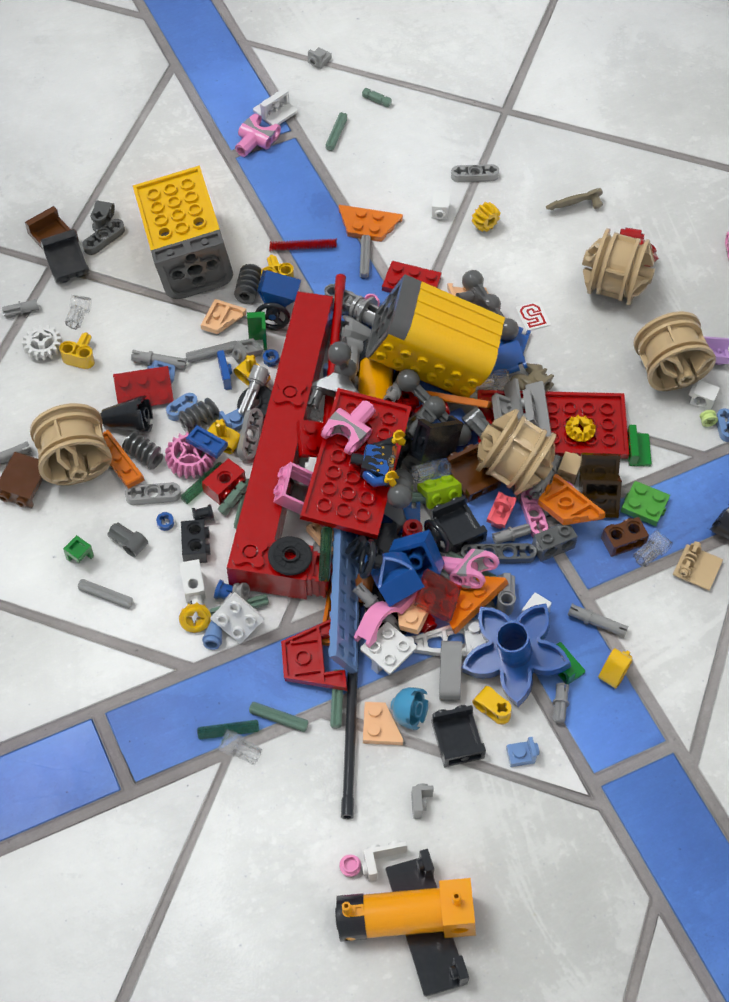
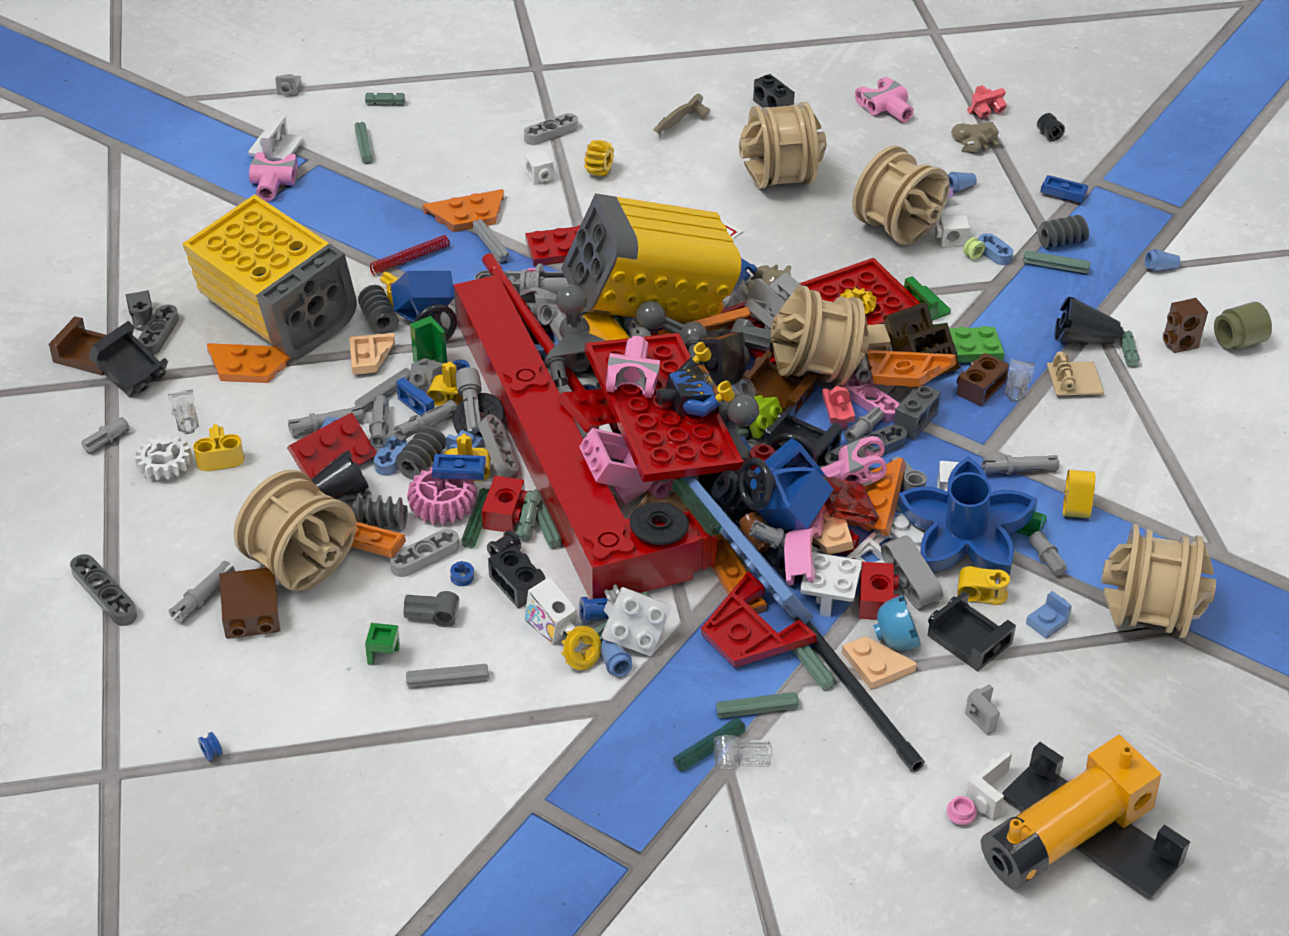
camera: 30 degrees left, 15 degrees down
(141, 288) = (247, 362): none -> orange wing
(185, 382) = (379, 427): none -> light grey pin
(218, 390) = (429, 418): none -> light grey pin
(419, 661) = (875, 587): none -> red brick
(603, 772) = (1158, 581): none -> tan wheel
(658, 212) = (771, 92): none -> black brick

